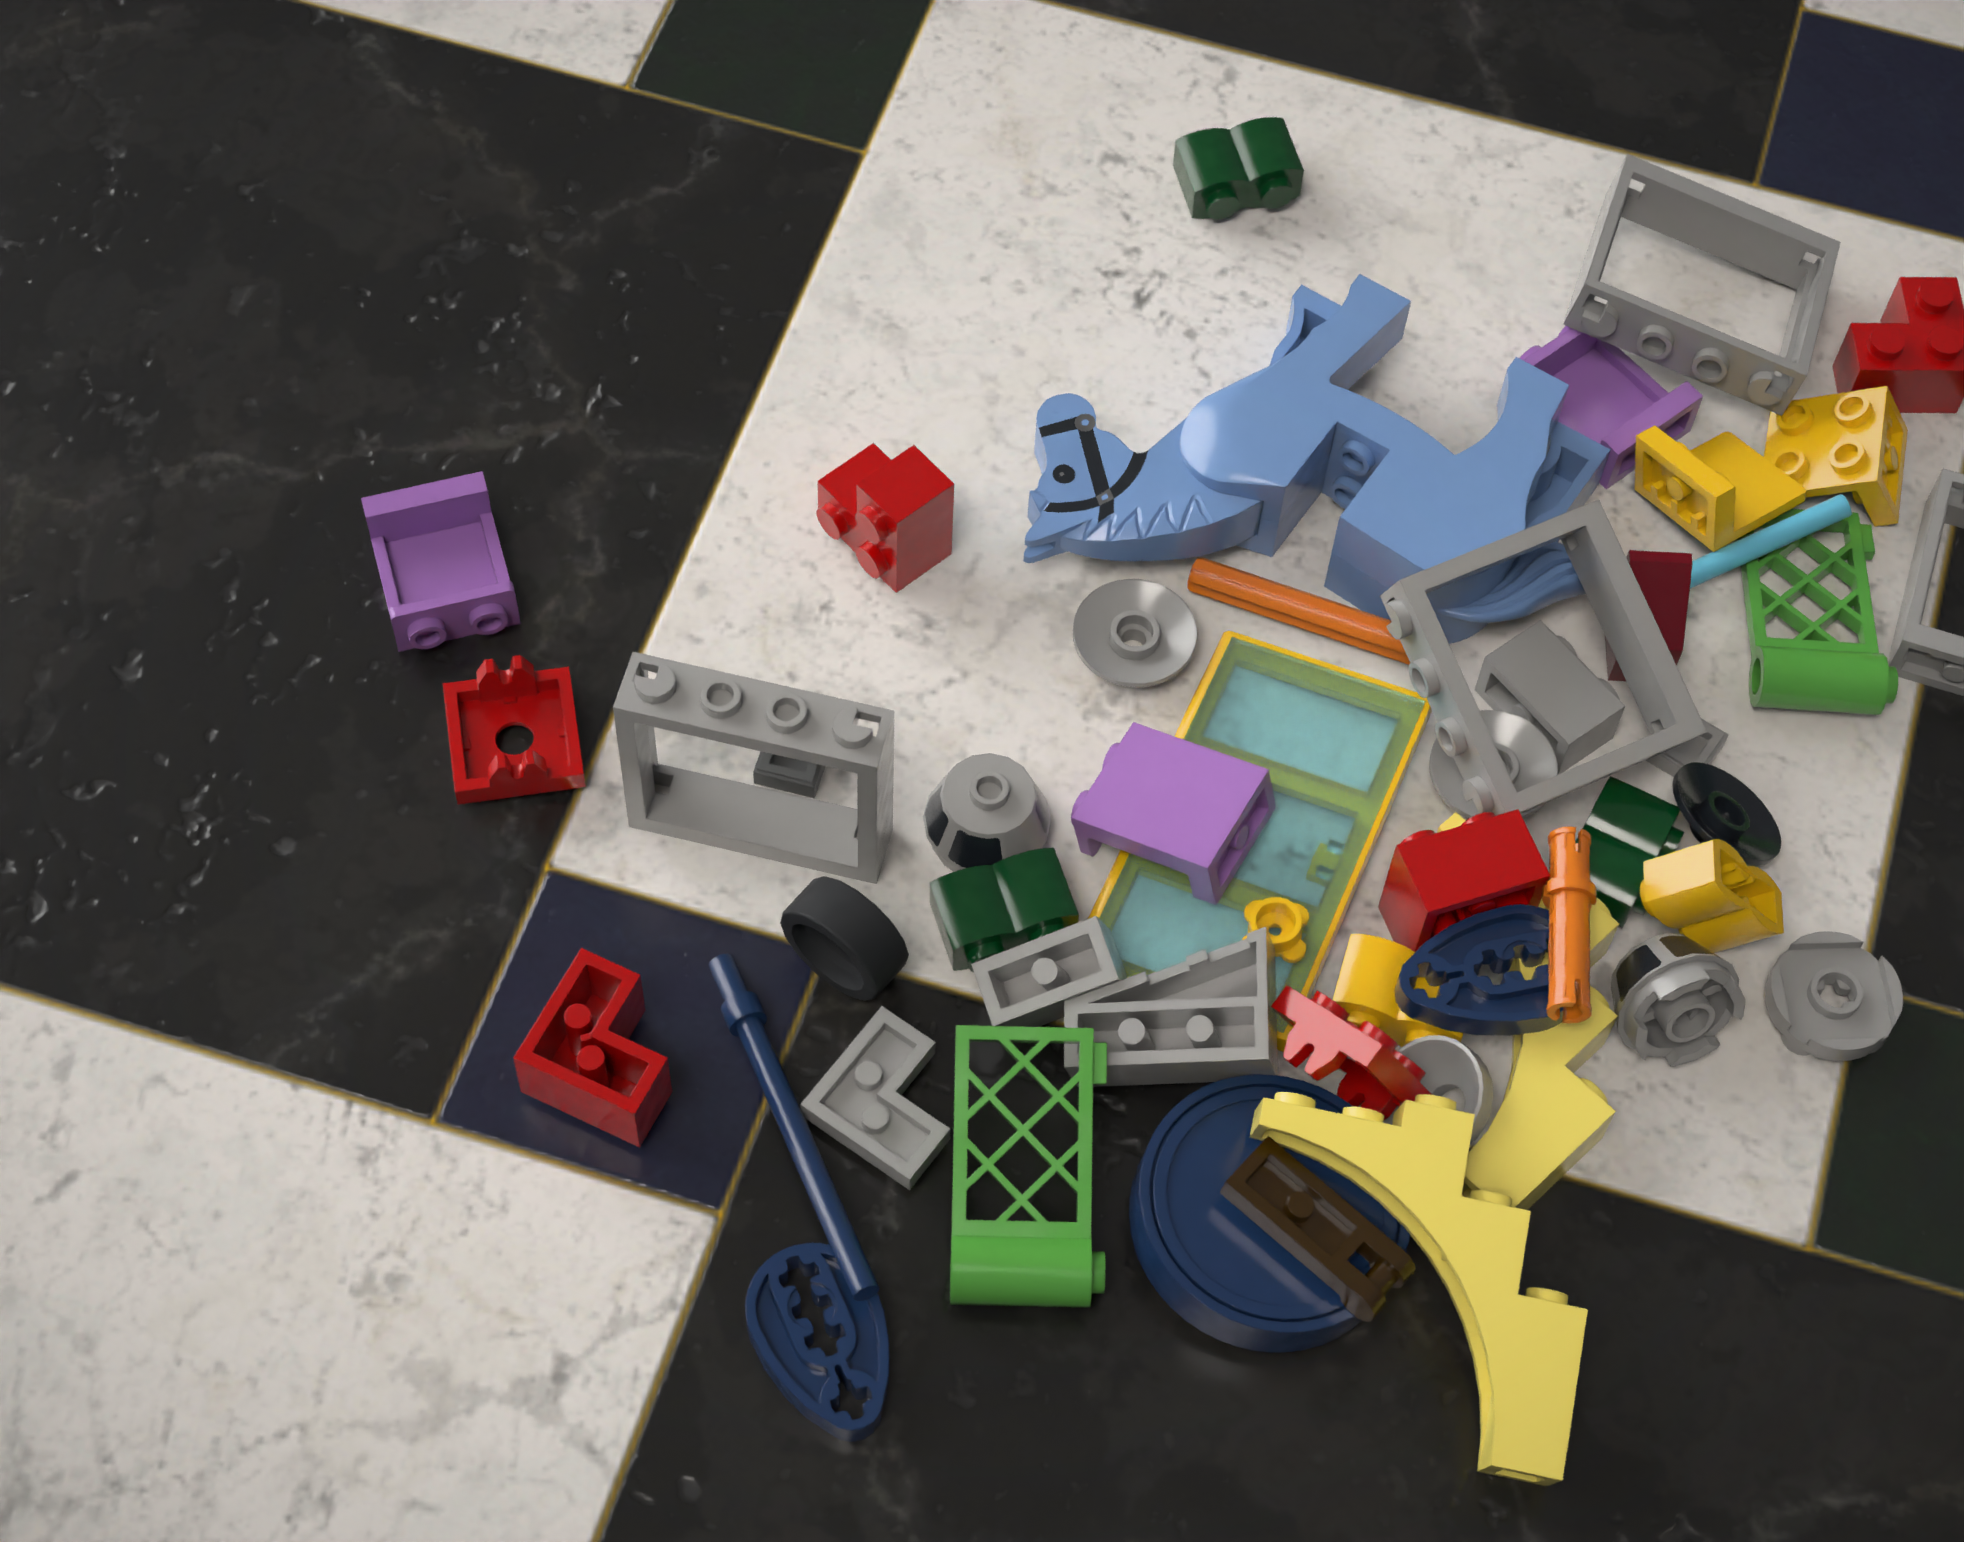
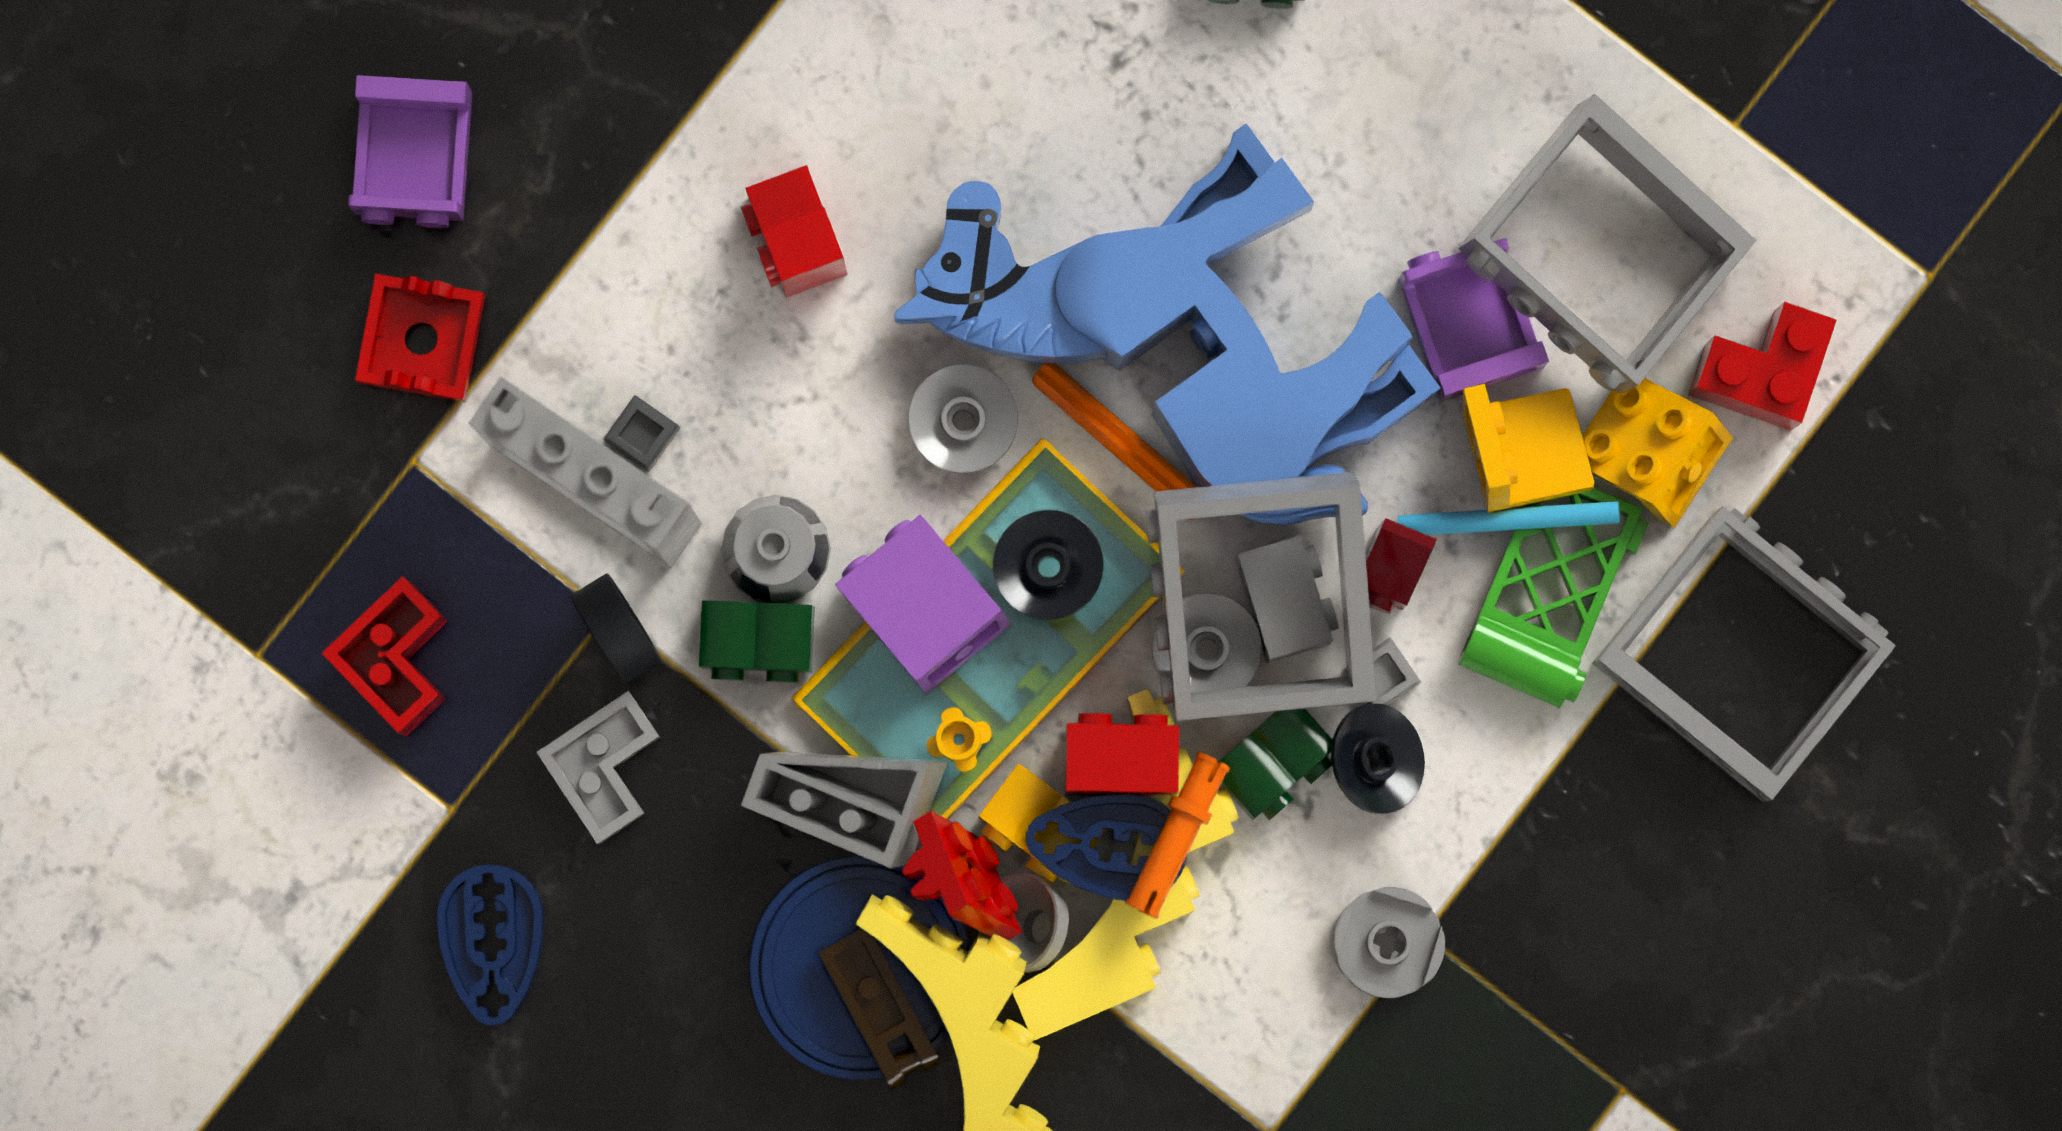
camera: 20 degrees right, 25 degrees up
(747, 1020) = (522, 656): dark blue bar -> none
(1035, 978) = (764, 721): light grey brick -> none
(1036, 1259) = (667, 939): bright green piece -> none
(1293, 705) = (1041, 537): none -> black dish
(1674, 998) = (1250, 906): light grey cone -> none
(1712, 896) = (1318, 839): yellow brick -> none

